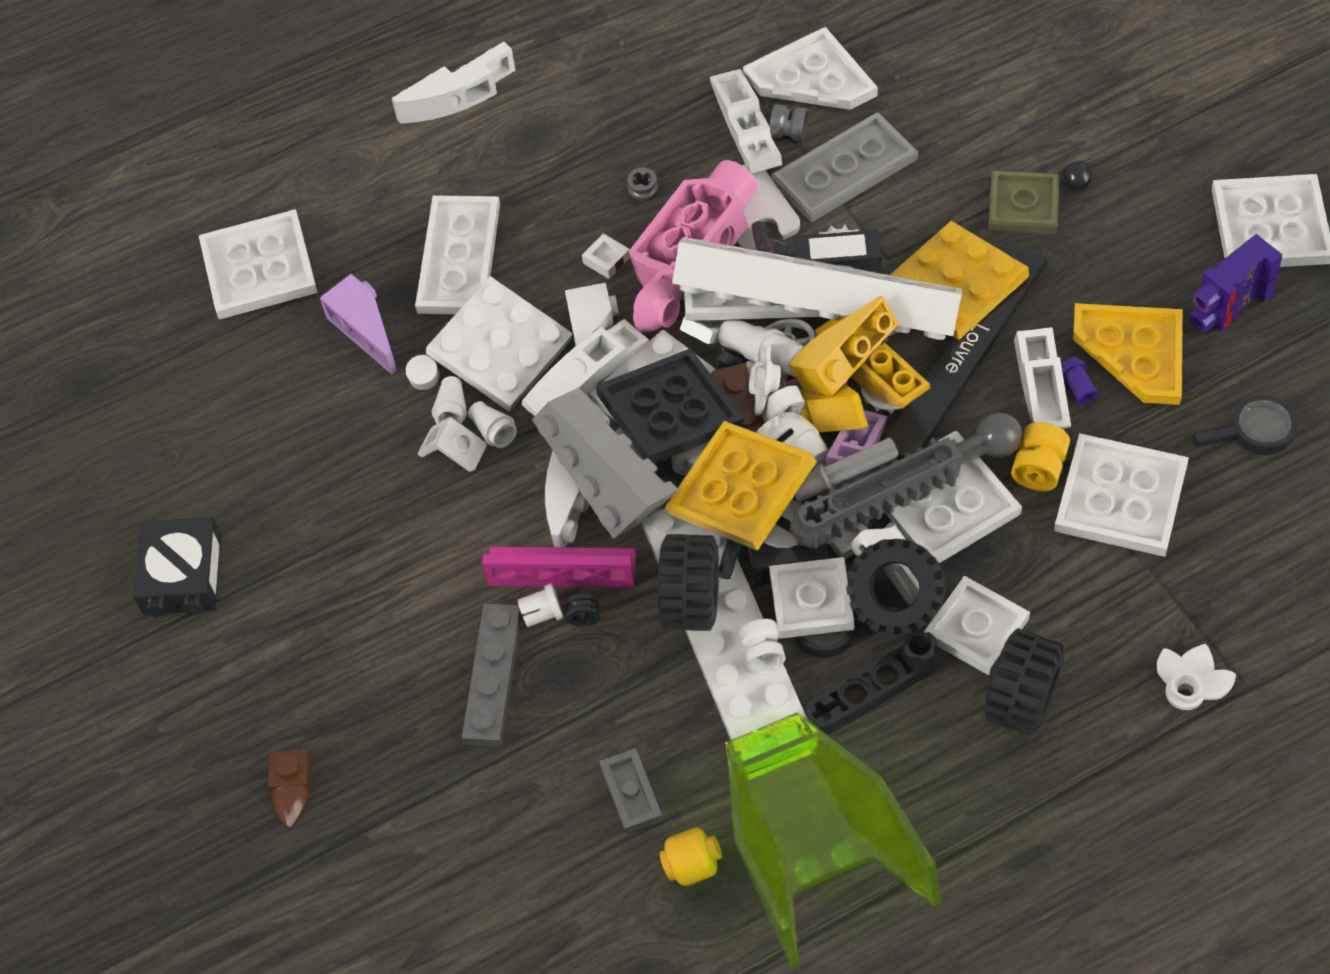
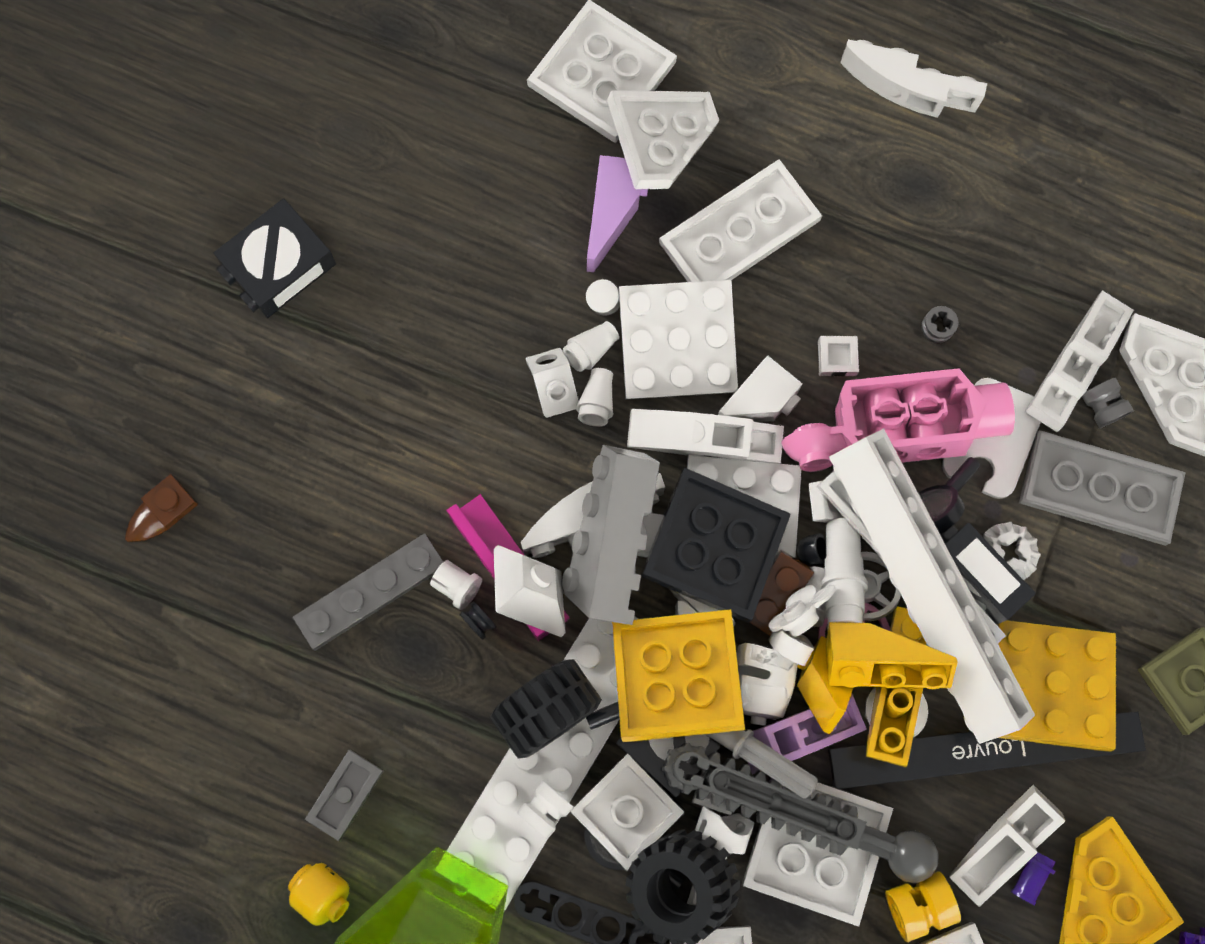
camera: 40 degrees right, 20 degrees up
(340, 249) = (661, 132): none -> white plate
(591, 537) = (529, 591): none -> white slope

